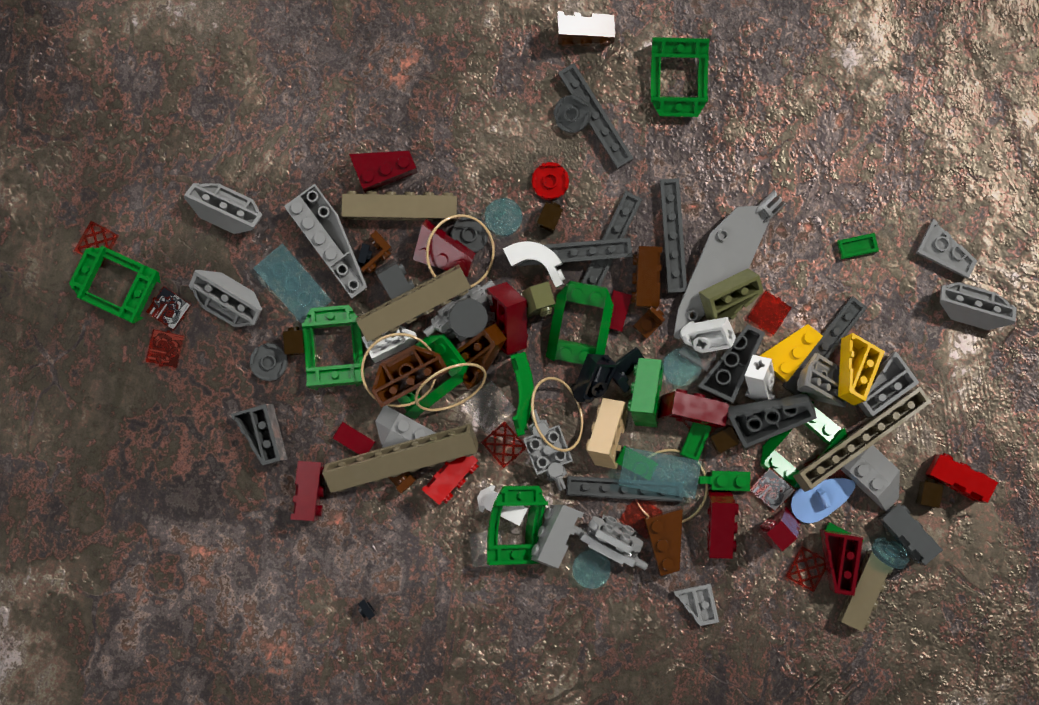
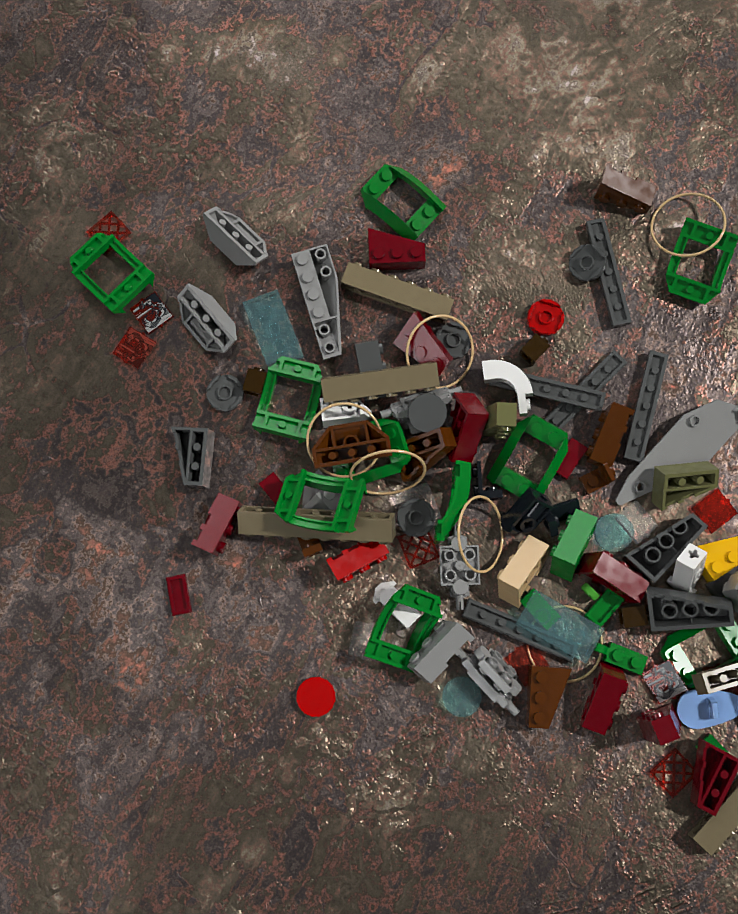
camera: 20 degrees right, 5 degrees down
(295, 568) = (179, 594): none -> dark red tile
(365, 254) = (349, 325): black plate -> none
(366, 609) = (231, 657): black plate -> none
(380, 243) = (366, 331): reddish brown bracket -> none
(396, 126) = (420, 219): none -> green wedge
(424, 436) = (347, 508): none -> green wedge
(457, 617) = (316, 696): none -> red tile
(492, 418) = (416, 518): none -> dark grey tile
(503, 217) = (490, 335): clear light blue tile -> none
(554, 370) = (491, 492): none -> black bracket
(638, 15) = (694, 254): none -> tan piece
(677, 430) = (590, 591): none -> bright green tile
(700, 603) = (557, 768): light grey wing -> none
(708, 335) = (651, 510): white piece -> none

